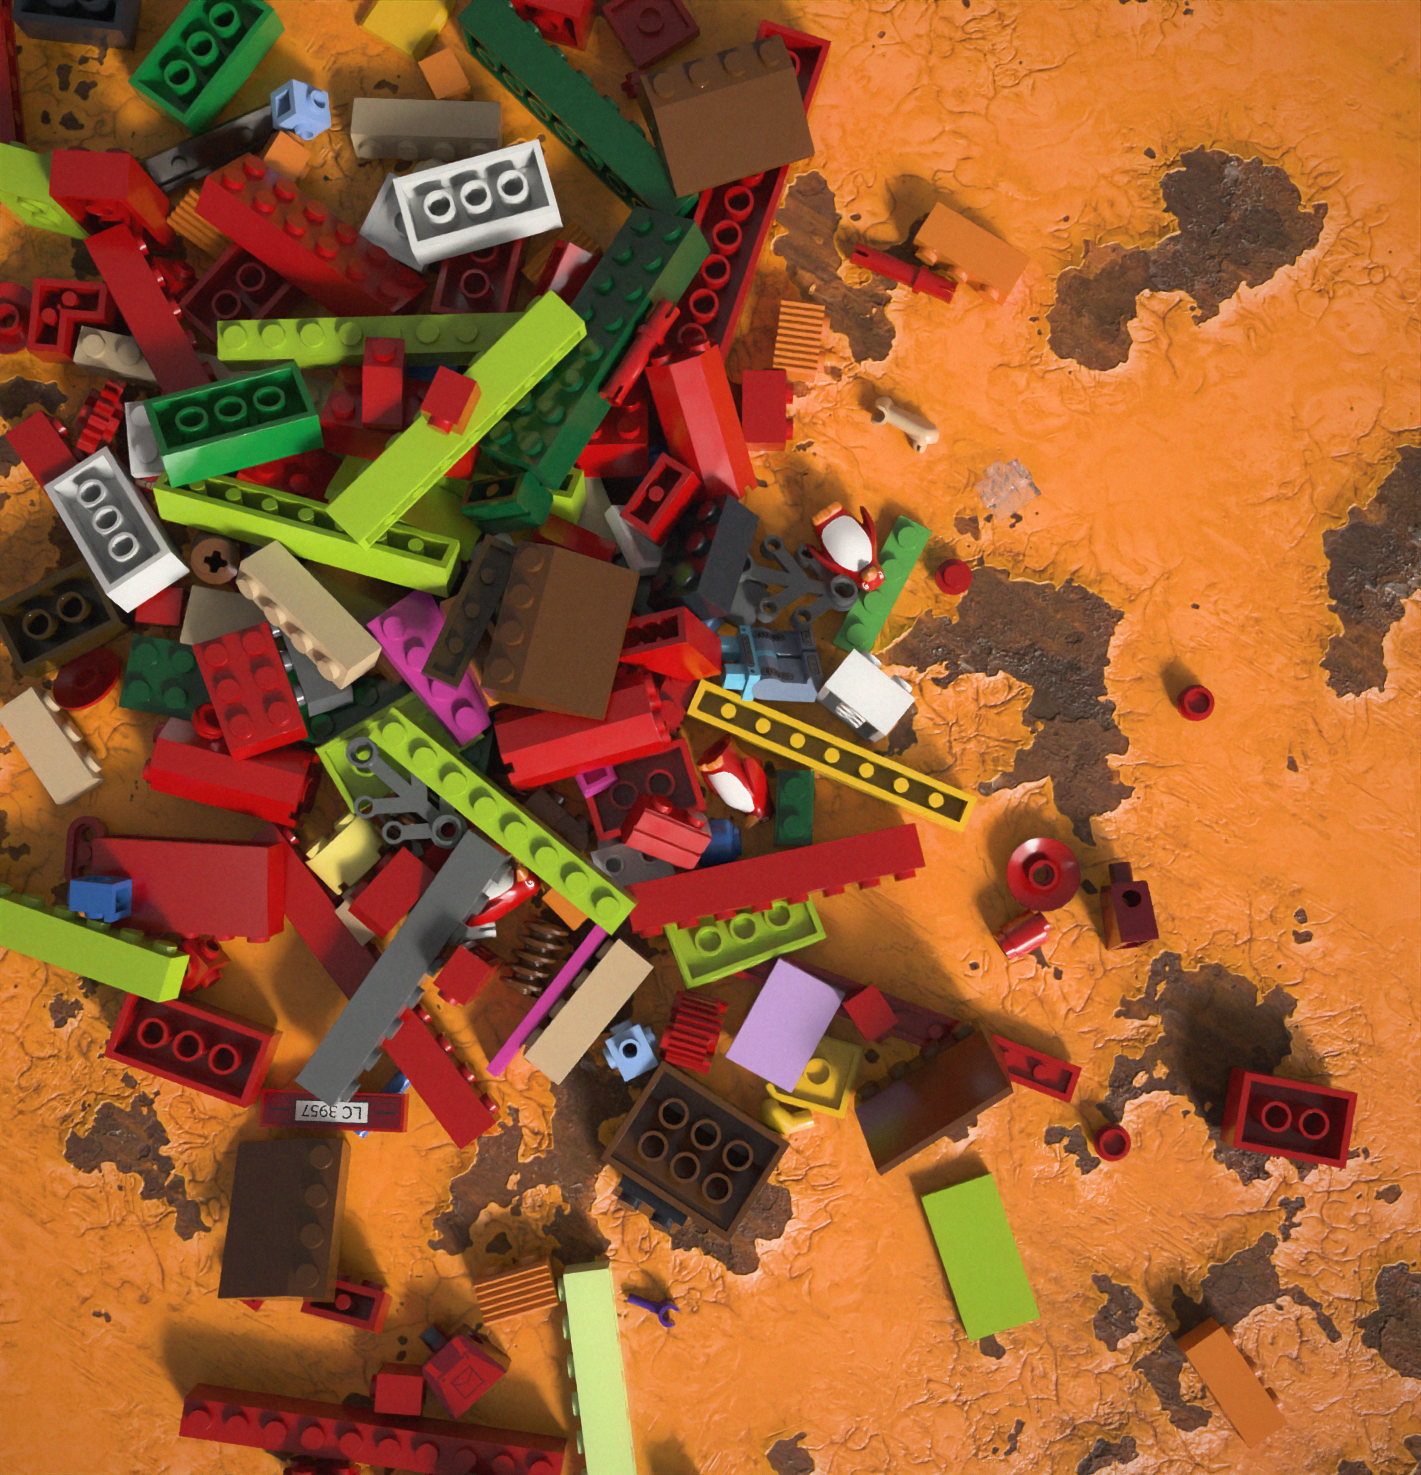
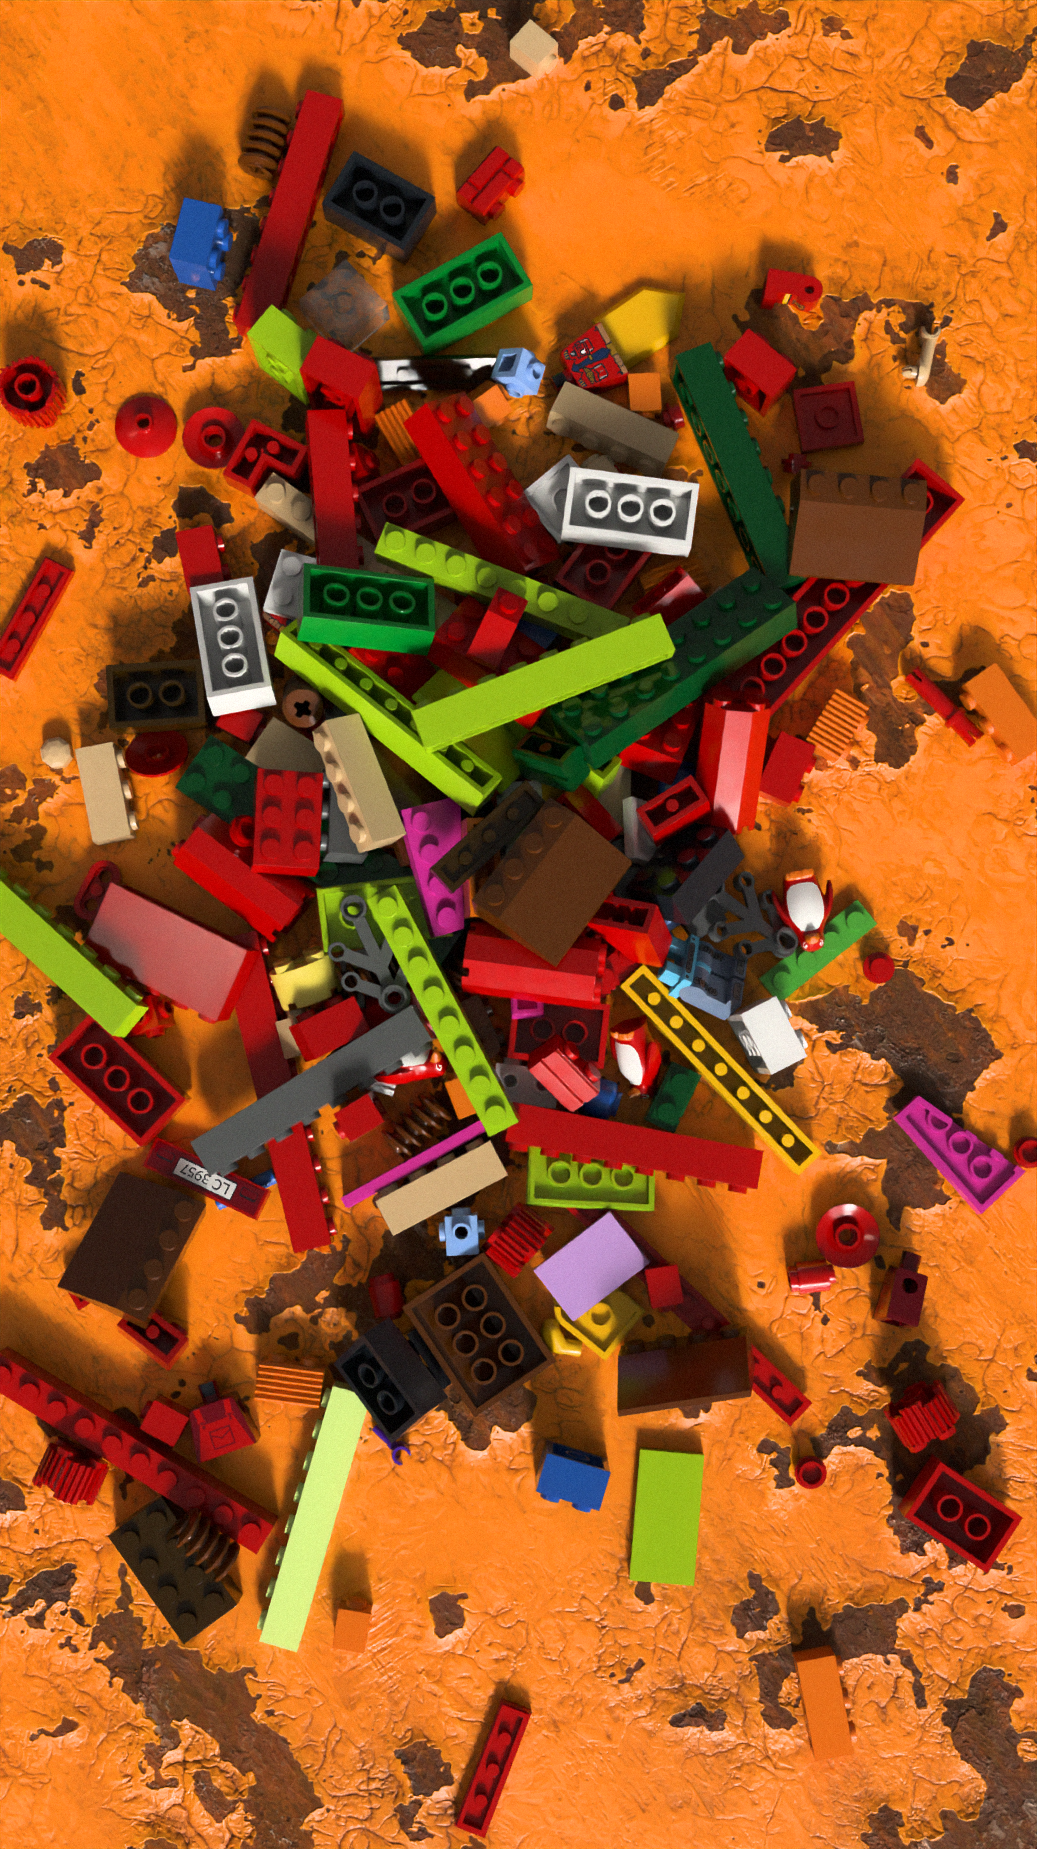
camera: 20 degrees right, 0 degrees up
(86, 115) = (345, 307): none -> clear brick
(100, 415) = (257, 549): red gear -> none
(101, 896) = (99, 932): blue brick -> none
(375, 68) = (591, 364): none -> torso
(450, 401) = (544, 670): red brick -> none
(486, 89) = (673, 417): none -> red plate
(580, 1153) = (386, 1296): none -> red brick
(621, 1241) = (390, 1379): none -> black brick
(648, 339) = (718, 681): red pin -> none
(860, 1259) = (572, 1476): none -> blue brick
(919, 429) = (901, 836): tan piece -> none
(1007, 488) = (951, 915): clear brick -> none
(1131, 741) = (968, 1164): none -> dark pink wing
(1205, 1030) = (923, 1415): none -> red brick

